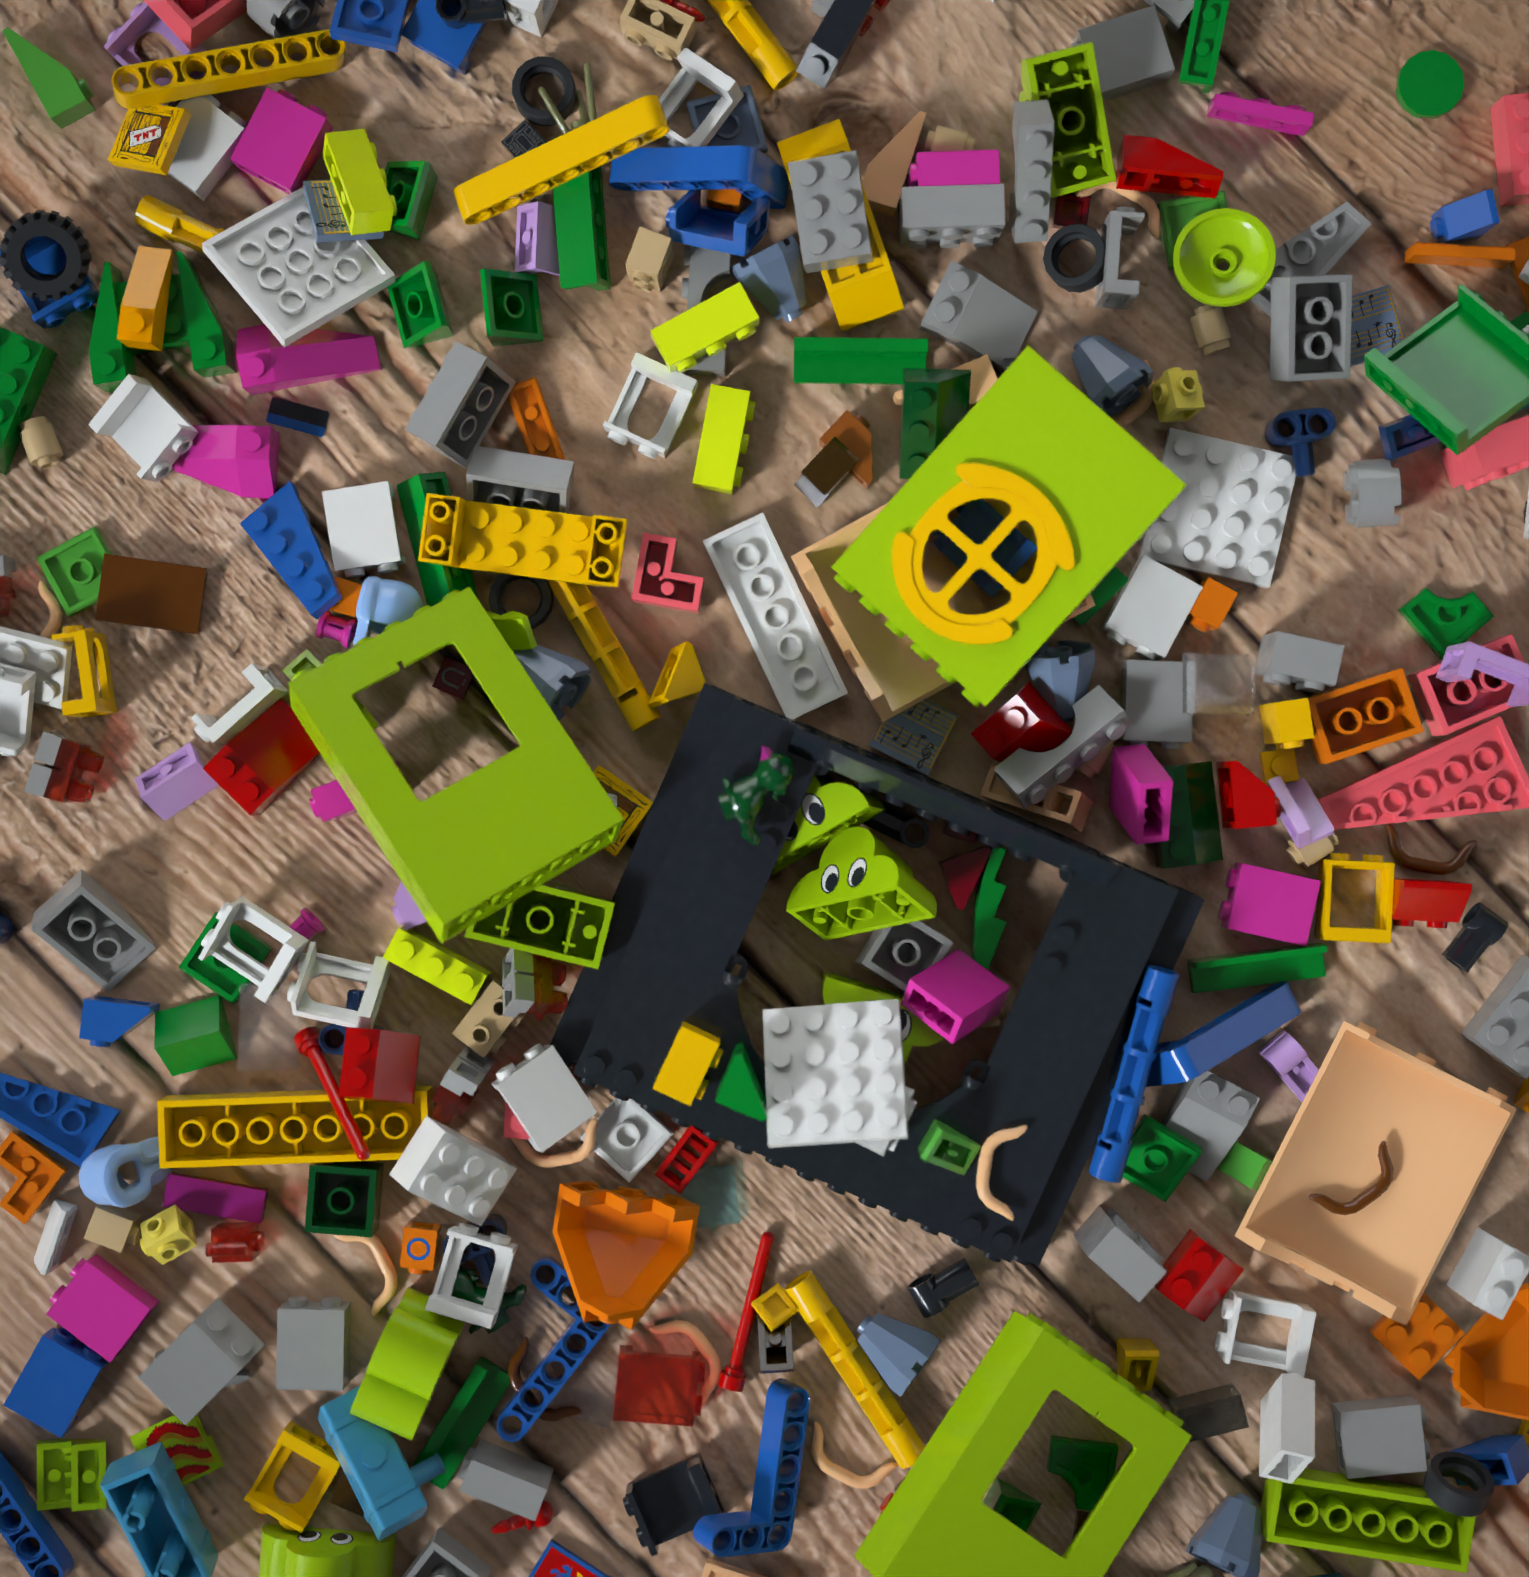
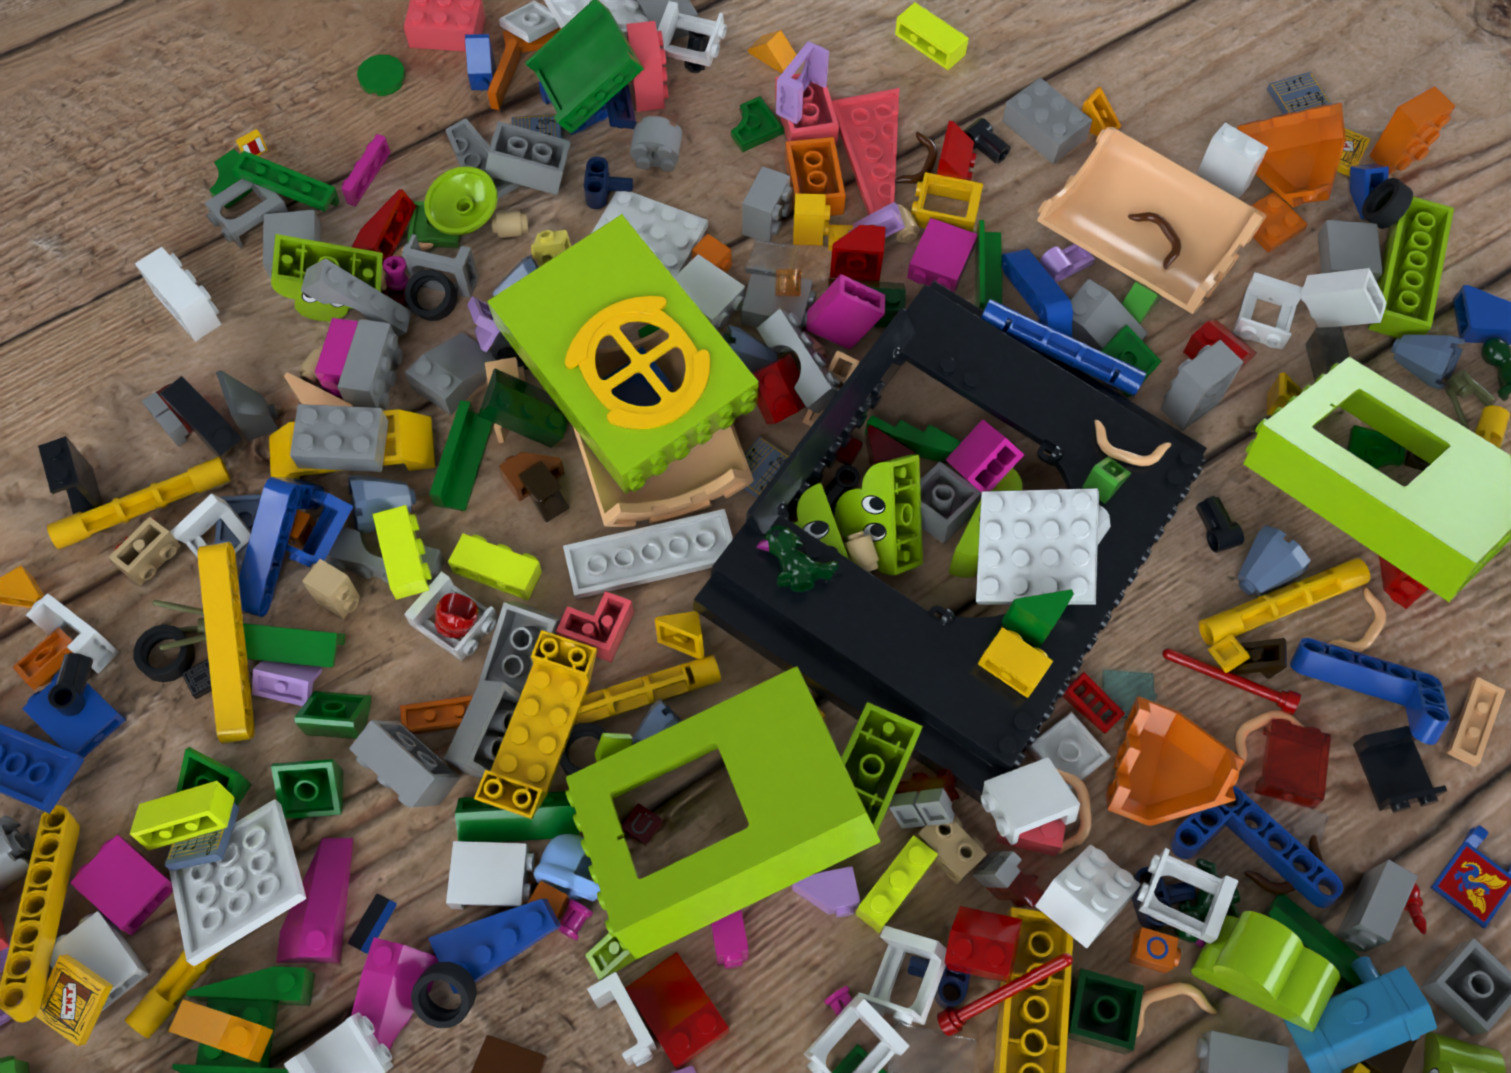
camera: 80 degrees left, 25 degrees down
(247, 514) = (432, 1013): none -> black tyre
(629, 490) = (514, 642): none -> light grey slope
(647, 412) = (455, 615): none -> red hair
(802, 867) = (862, 551): none -> tan brick
(866, 80) = (248, 408): none -> dark grey slope
(1047, 336) = (486, 329): none -> lavender panel
(1101, 195) = (395, 269): none -> dark pink bush
(1171, 713) = (788, 282): none -> clear orange brick

